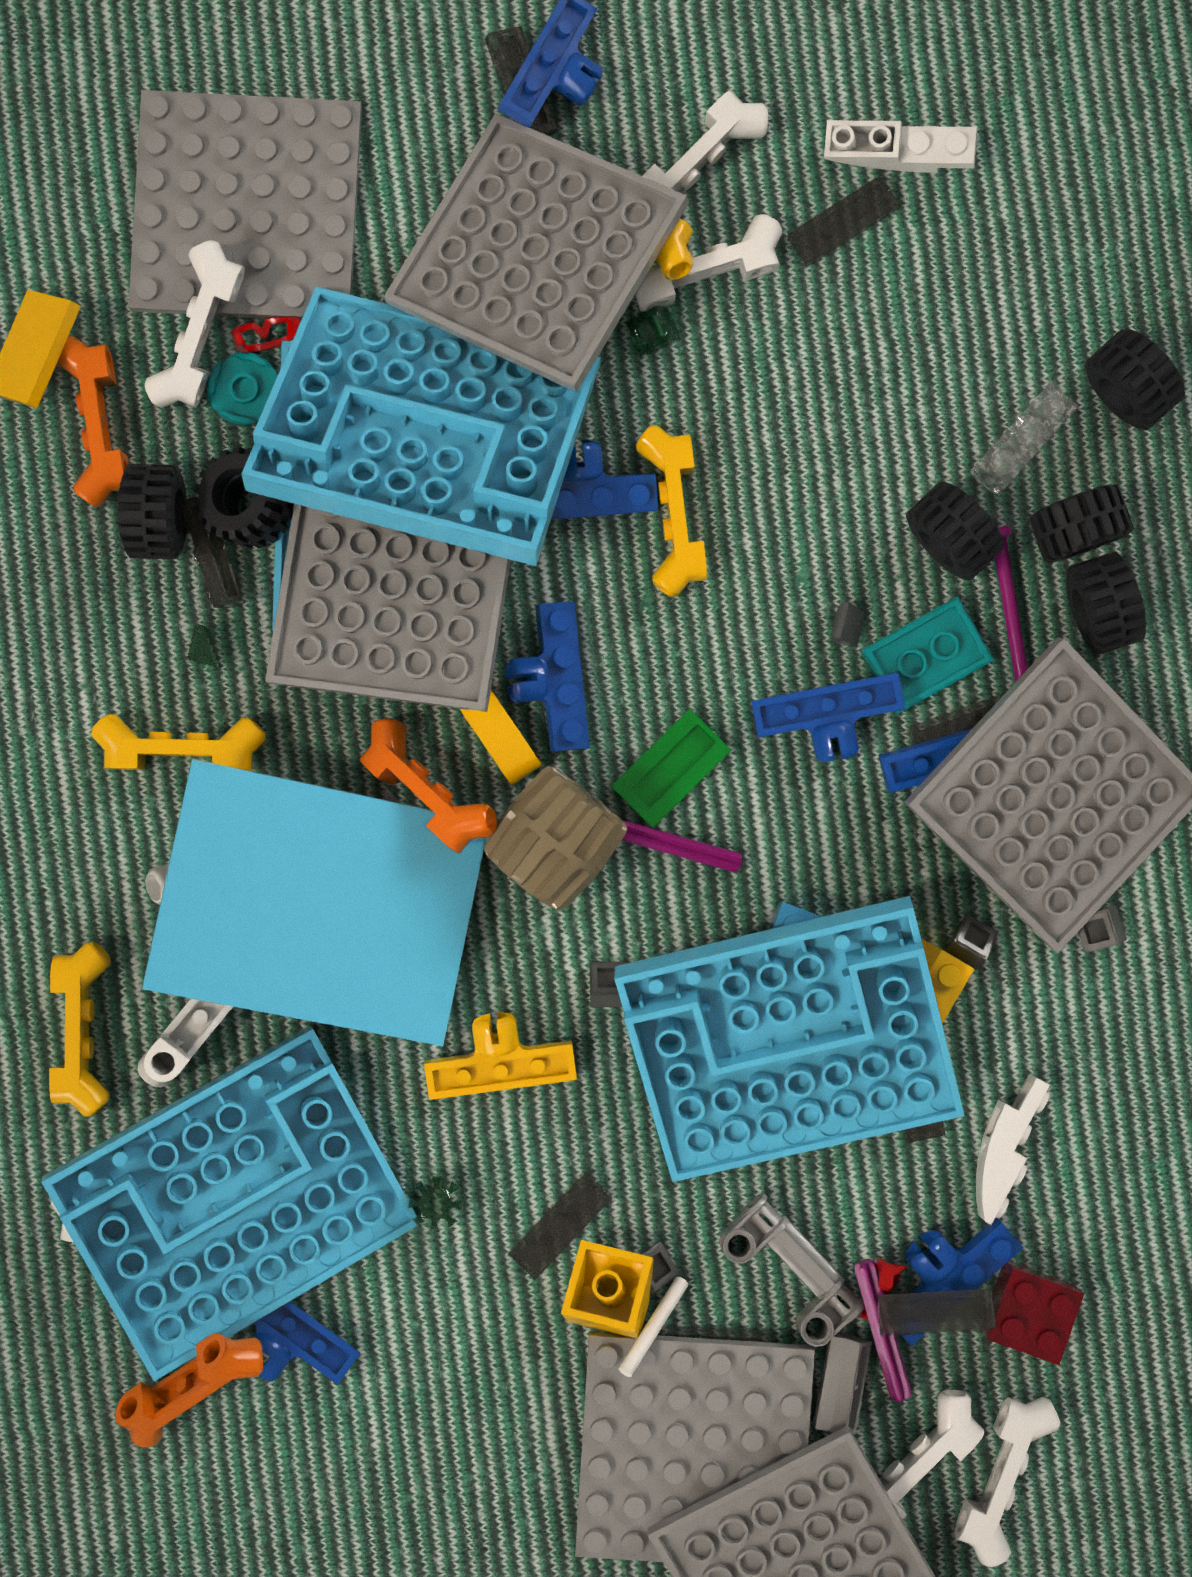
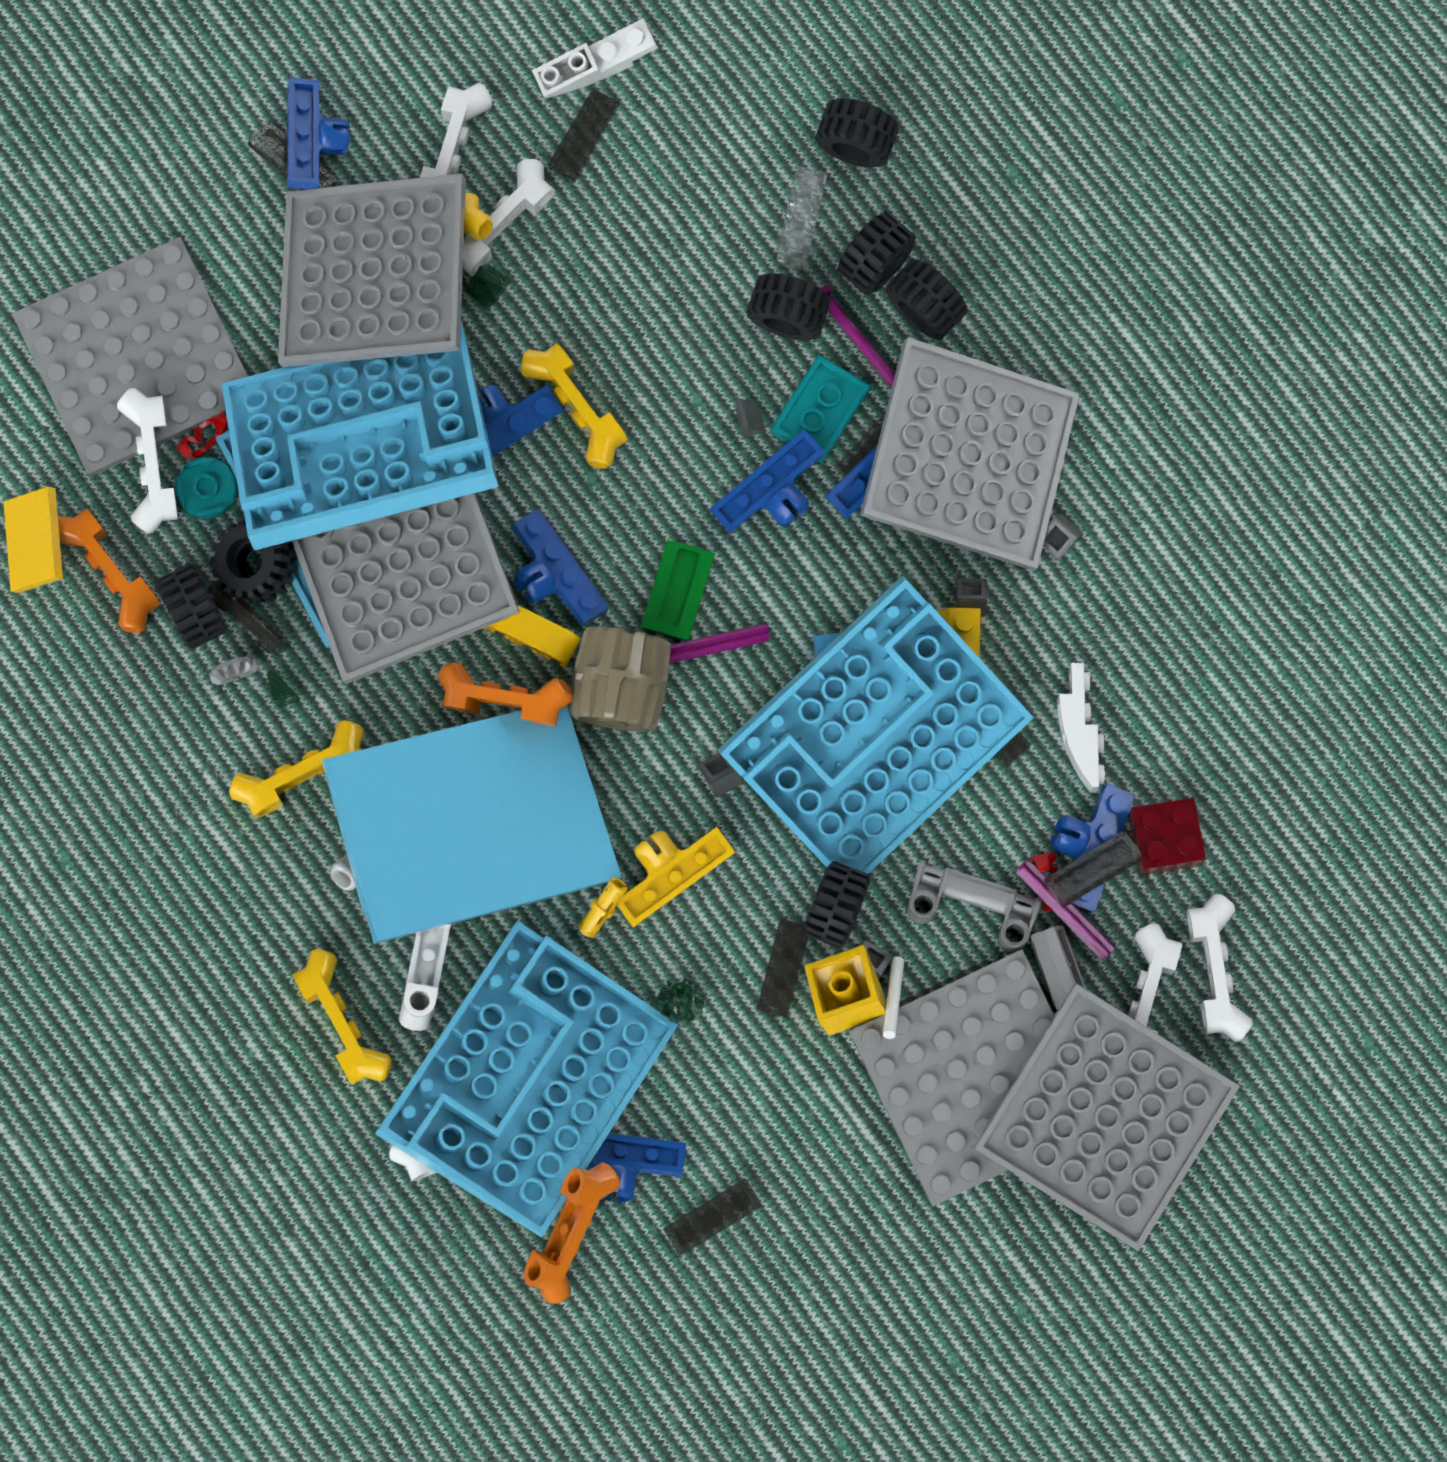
camera: 30 degrees left, 10 degrees down
(164, 603) = (233, 670): none -> light grey gear
(345, 1443) = (712, 1217): none -> clear smoke plate
(407, 1064) = (602, 907): none -> yellow pin
(649, 1200) = (836, 904): none -> black tyre

